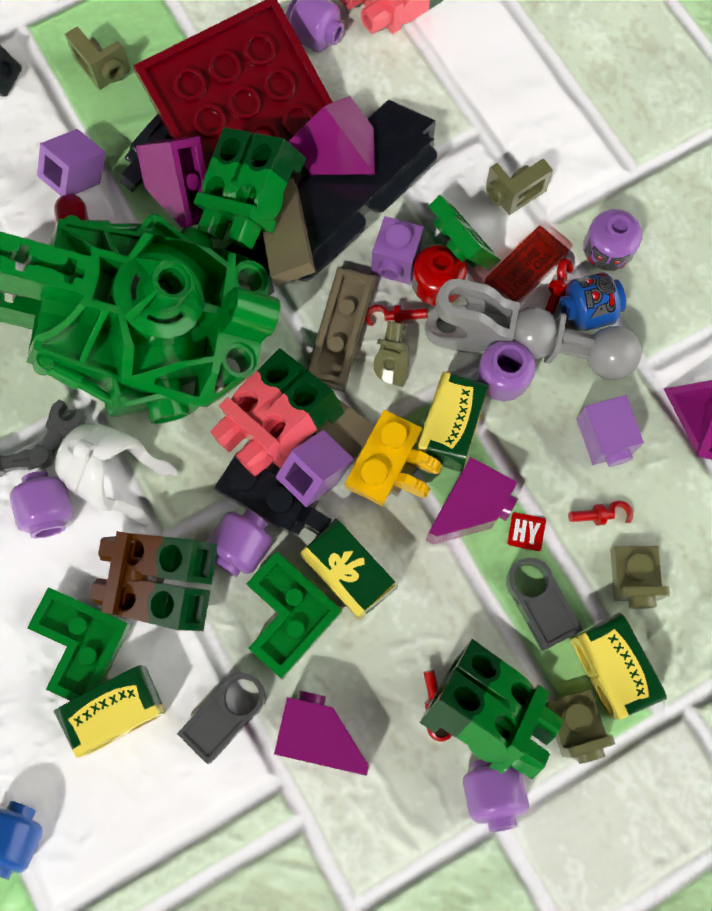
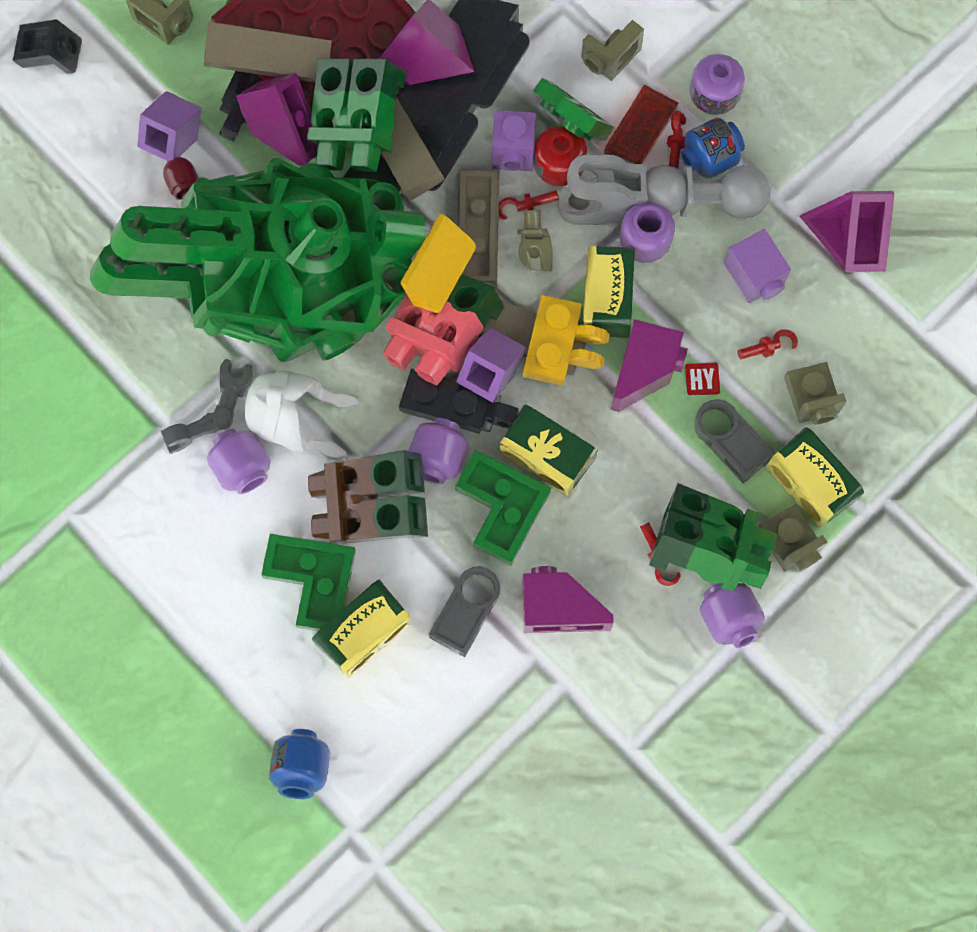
camera: 15 degrees left, 0 degrees up
(173, 109) = (263, 51): none -> dark tan tile
(284, 356) = (438, 265): none -> yellow slope

